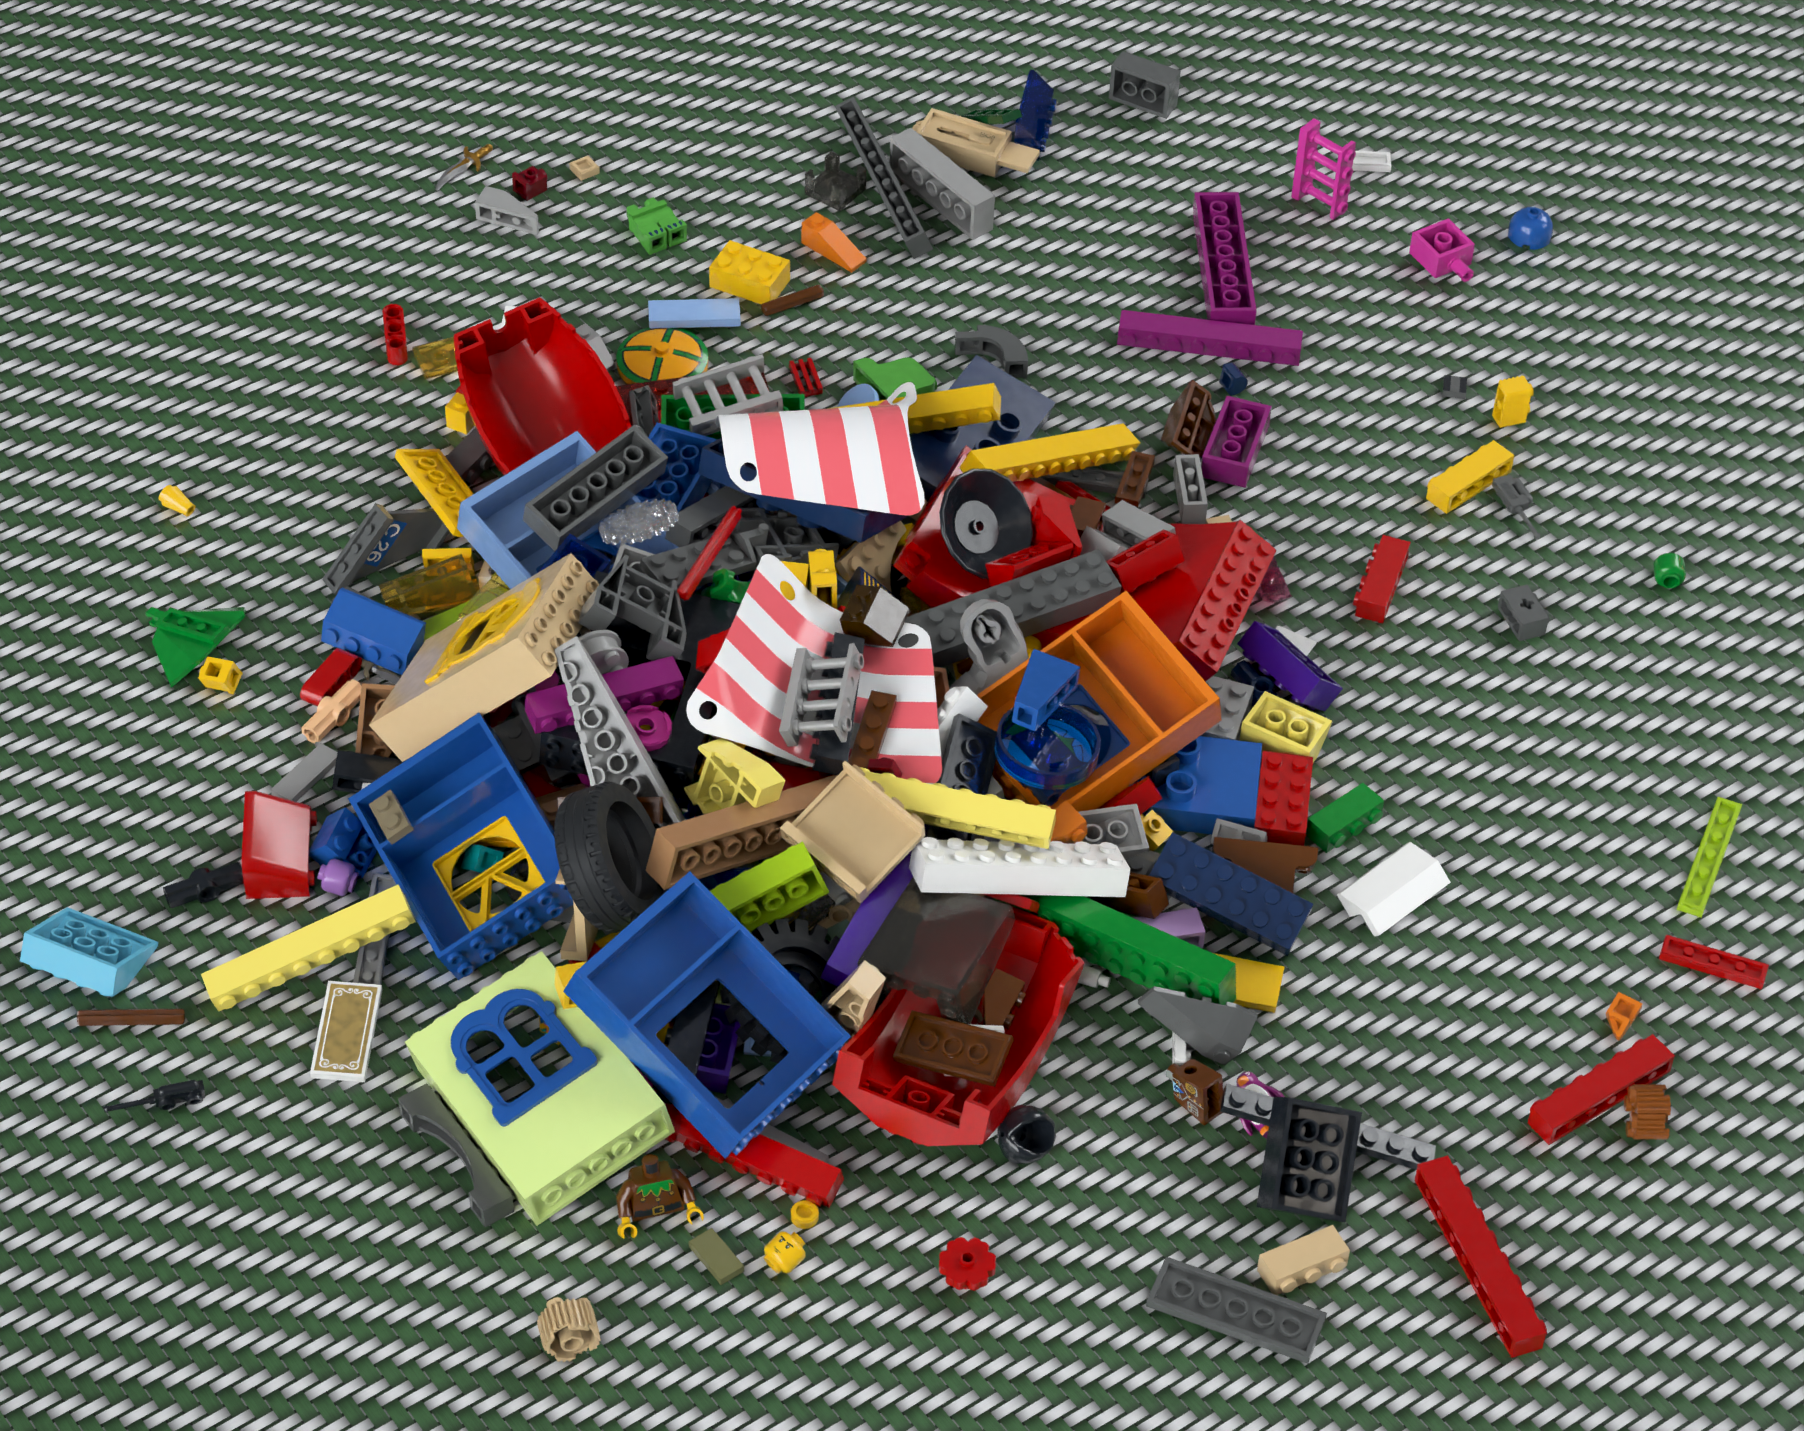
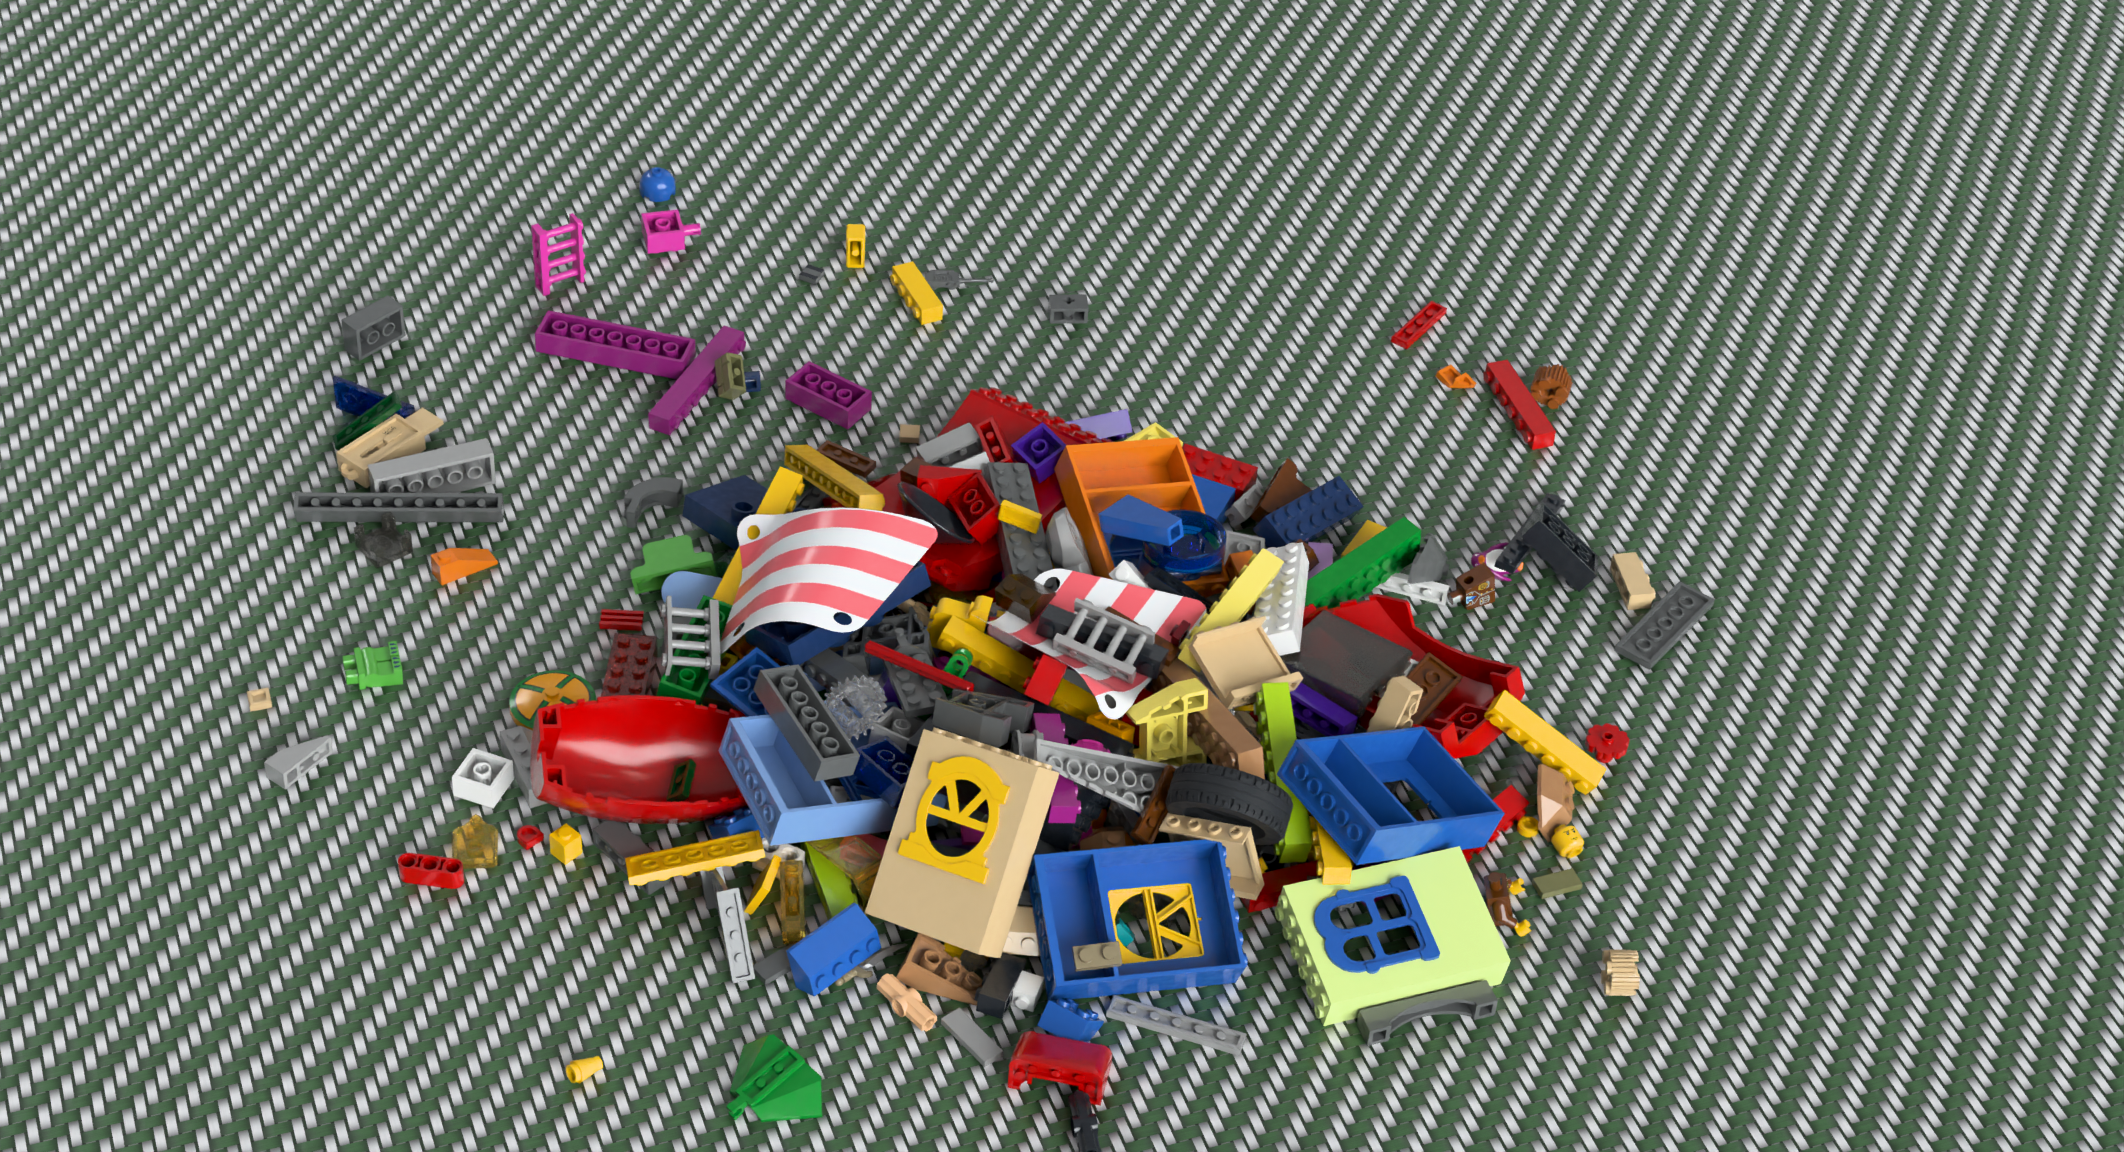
camera: 75 degrees left, 5 degrees down
(220, 674) = (838, 1067): yellow brick -> none
(308, 948) = (1202, 1054): light yellow brick -> none
(330, 676) = (865, 997): red beam -> none
(338, 877) = (1108, 1030): medium lavender head -> none
(346, 1031) = (1278, 1058): pearl gold tile -> none
(463, 164) = (206, 784): piece -> none
(529, 182) = (262, 732): dark red brick -> none
(694, 313) = (507, 667): light blue tile -> none
(749, 273) = (476, 620): yellow brick -> none
(792, 300) = (519, 605): reddish brown axle -> none
(845, 1217) = (1553, 800): none -> medium nougat wedge
(913, 1185) = (1544, 742): none -> yellow brick
(1005, 582) = (1019, 516): none -> yellow tile
(1153, 590) = (1039, 450): none -> dark purple brick
(1190, 421) = (794, 415): reddish brown wedge -> none
(1190, 489) = (871, 433): light grey brick -> none
(1216, 355) = (730, 376): none -> olive brick
(1345, 818) = (1234, 444): green brick -> none
(1372, 161) = (523, 246): white tile -> none
(1382, 578) = (1005, 365): red brick -> none
(1394, 888) = (1311, 446): white slope -> none
(1480, 1256) = (1645, 499): red brick -> none
(1669, 570) = (1053, 230): green head -> none
(1709, 857) = (1325, 297): lime tile -> none

